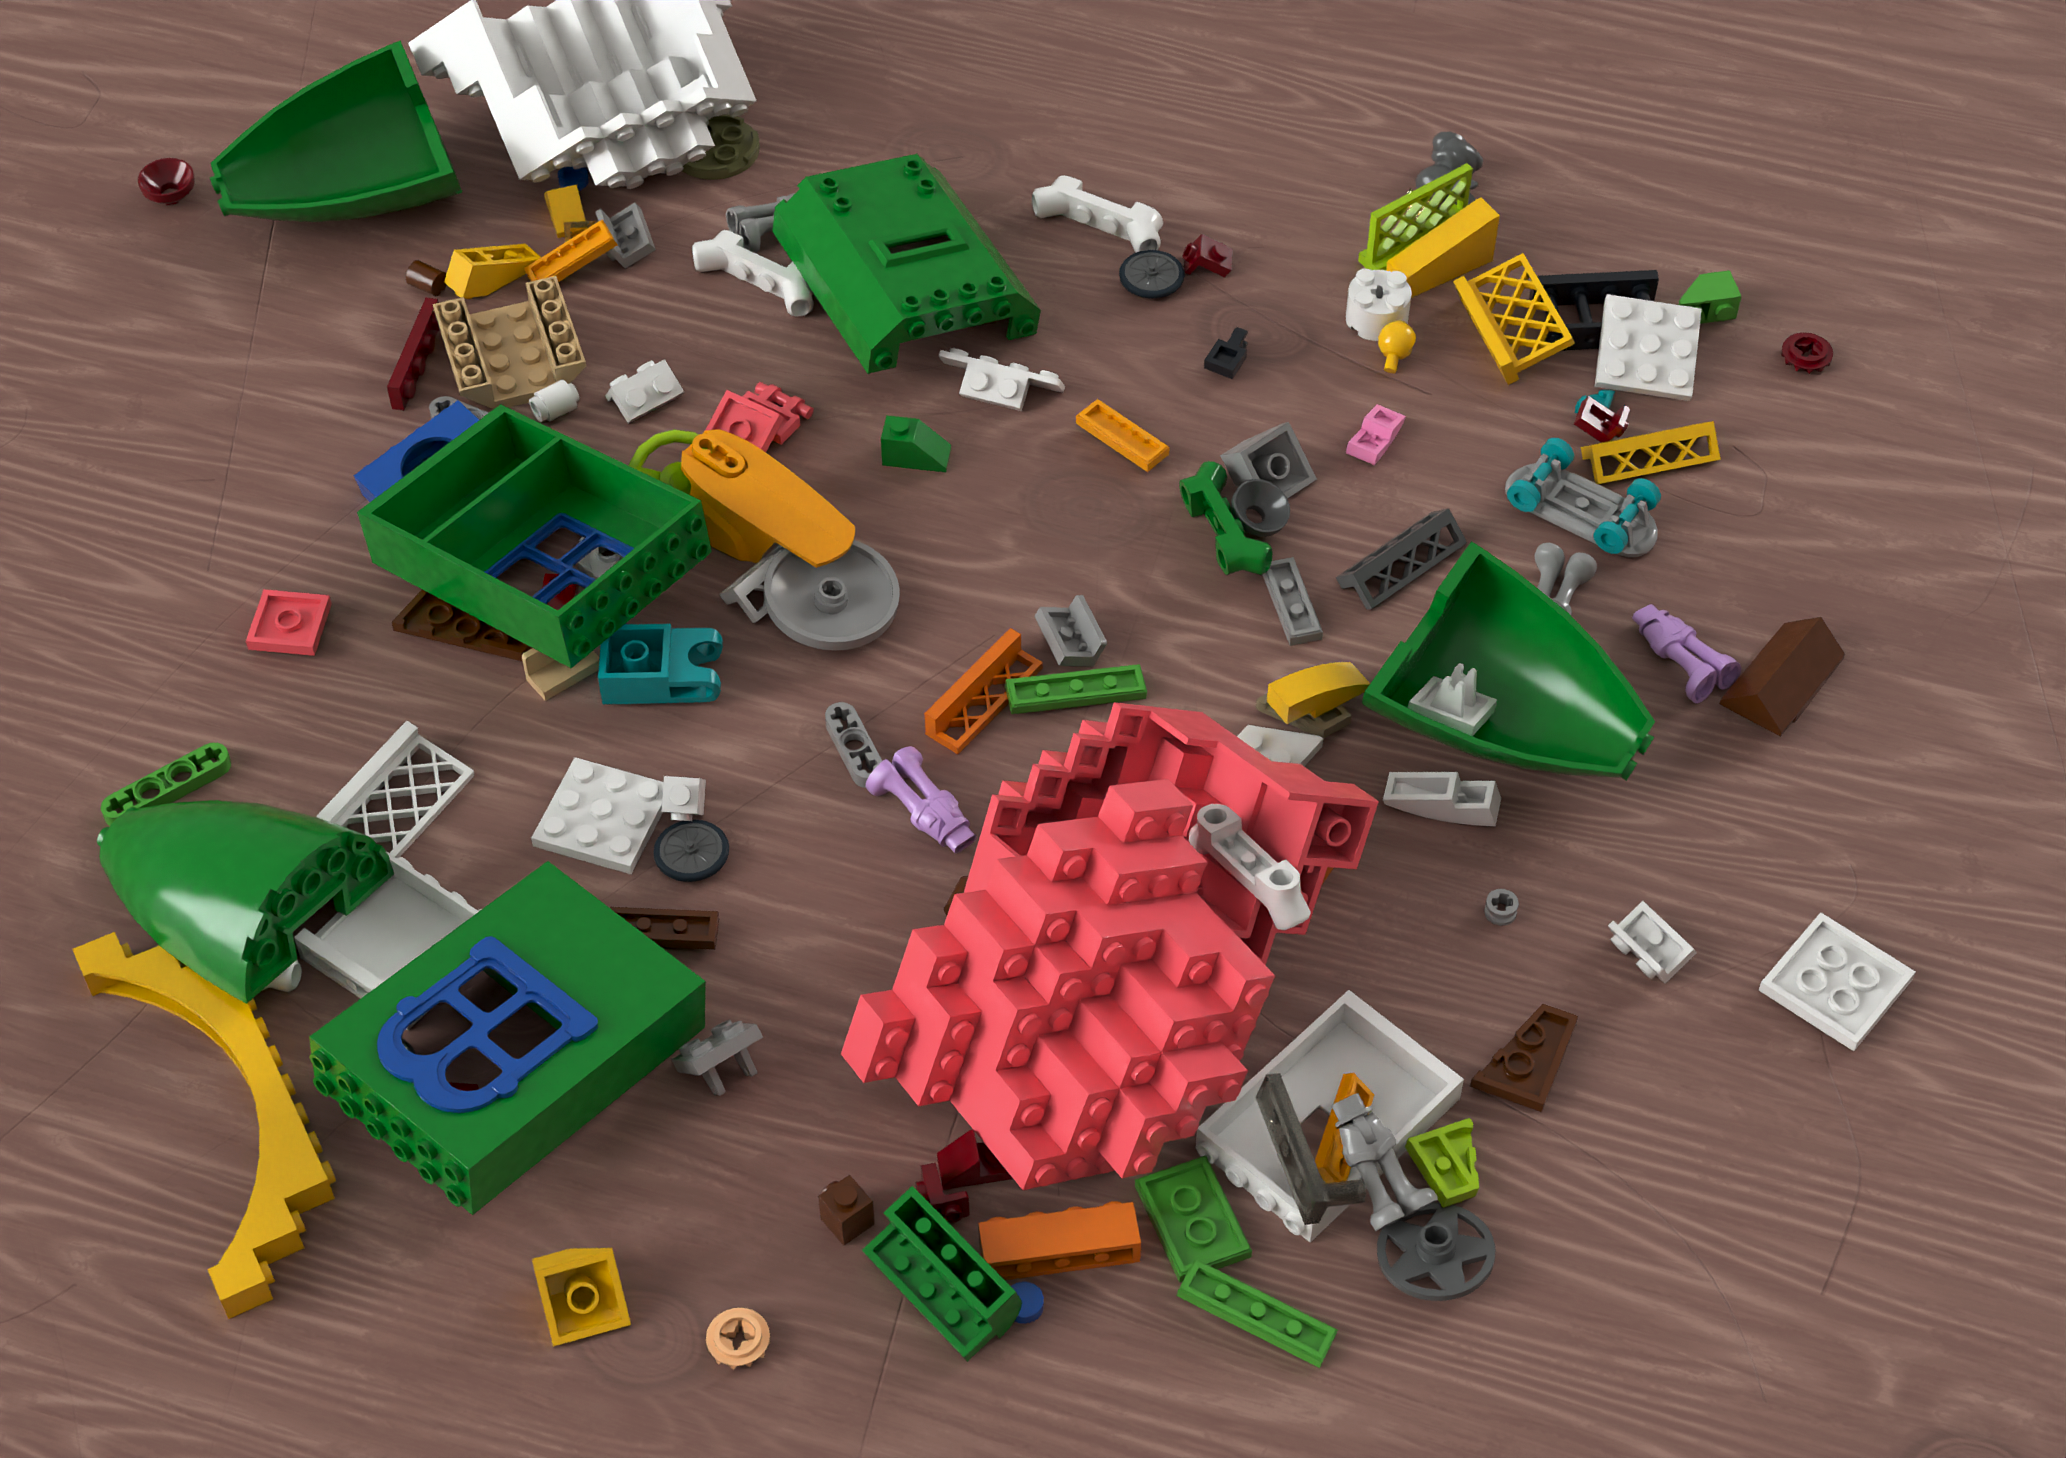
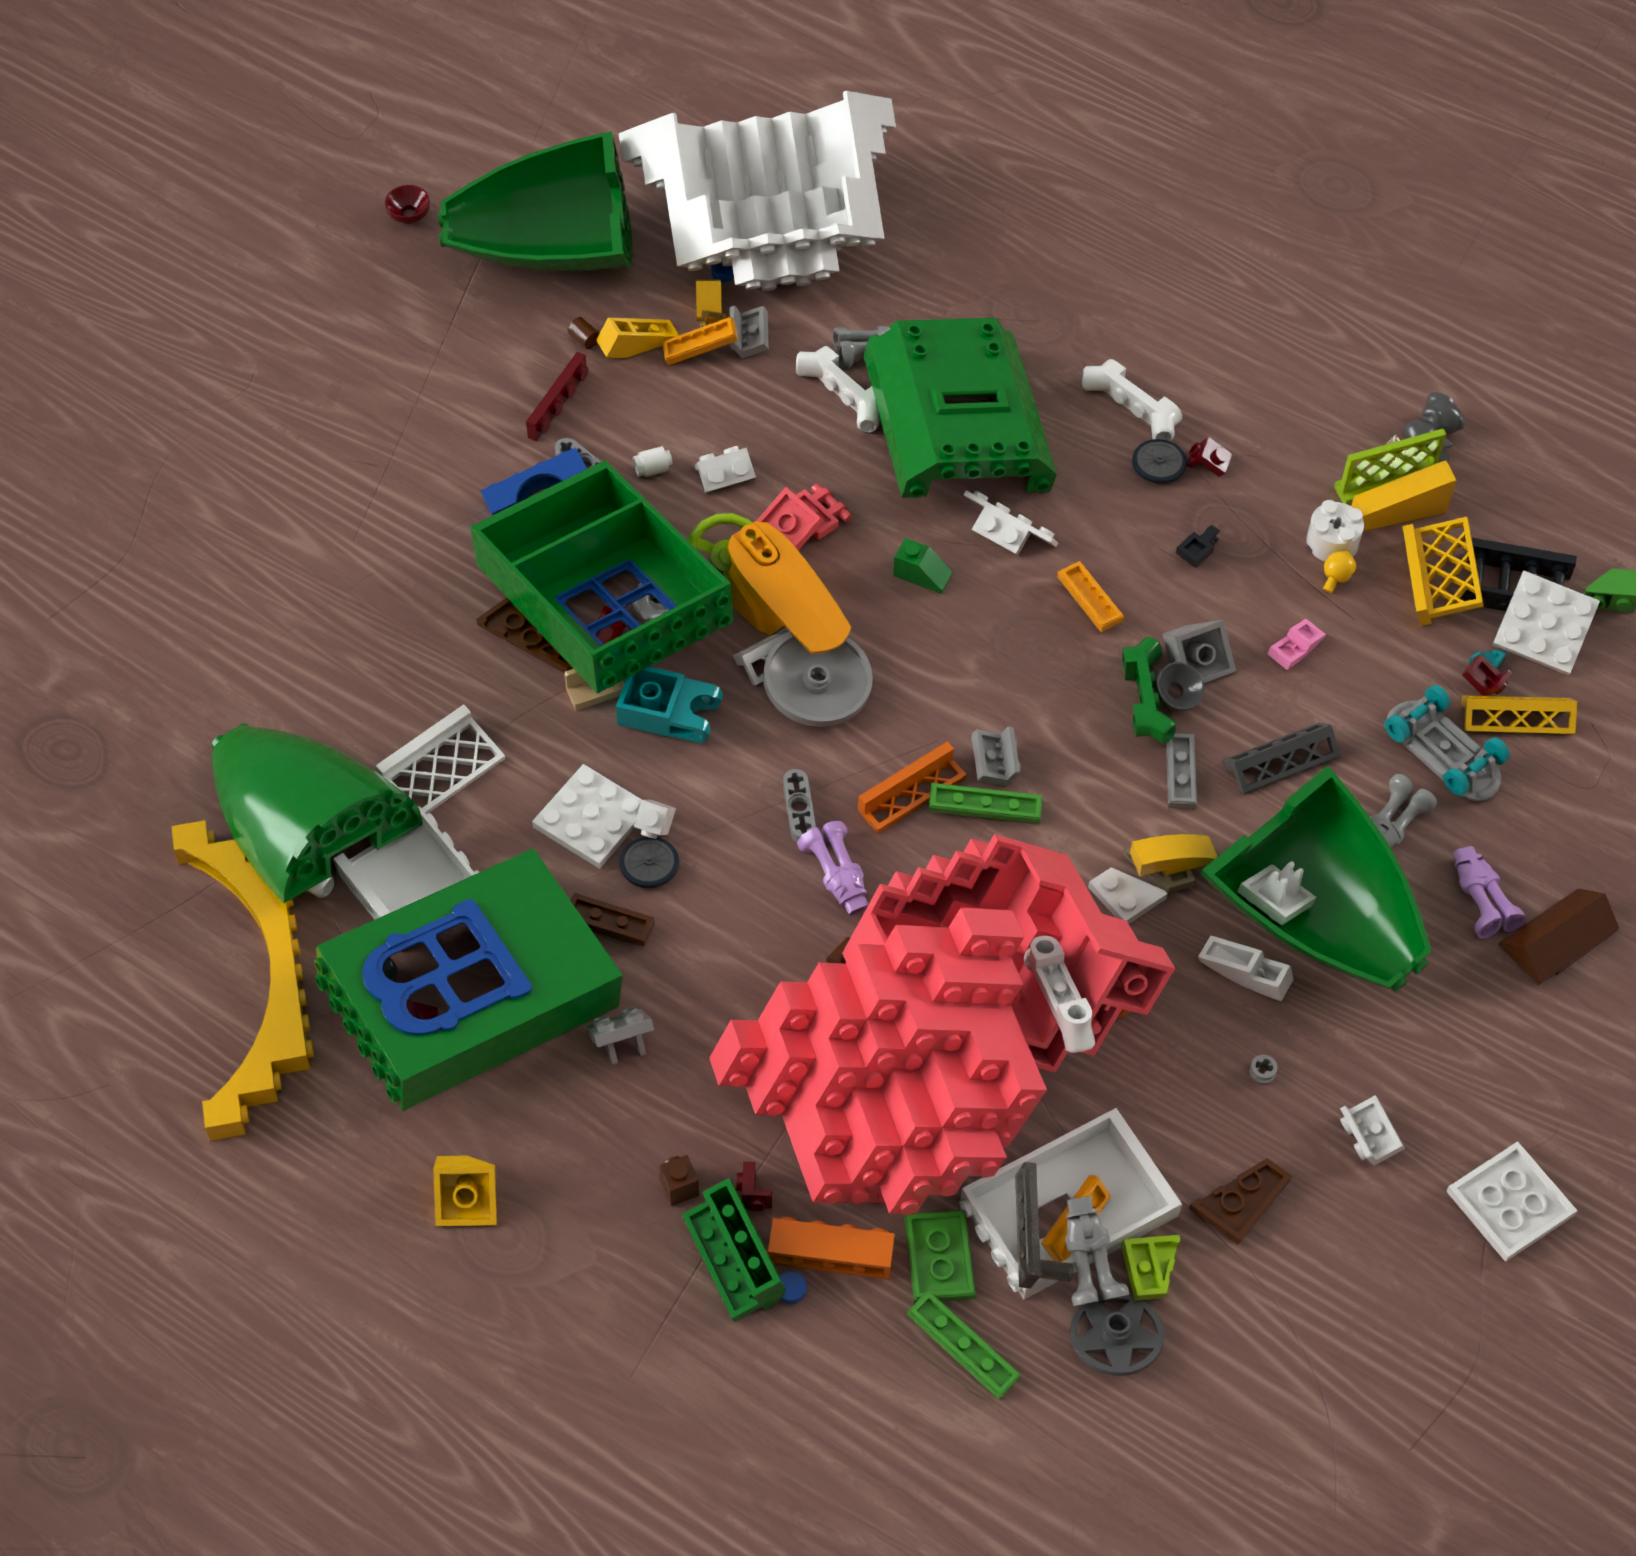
camera: 15 degrees right, 5 degrees up
(163, 780) = (274, 706): bright green beam -> none
(288, 622) = (400, 599): coral plate -> none
(511, 349) = (631, 409): tan slope -> none
(726, 1326) = (566, 1245): light nougat gear -> none
(733, 153) = (857, 273): olive tile -> none
(969, 1163) = (781, 1167): dark red slope -> none

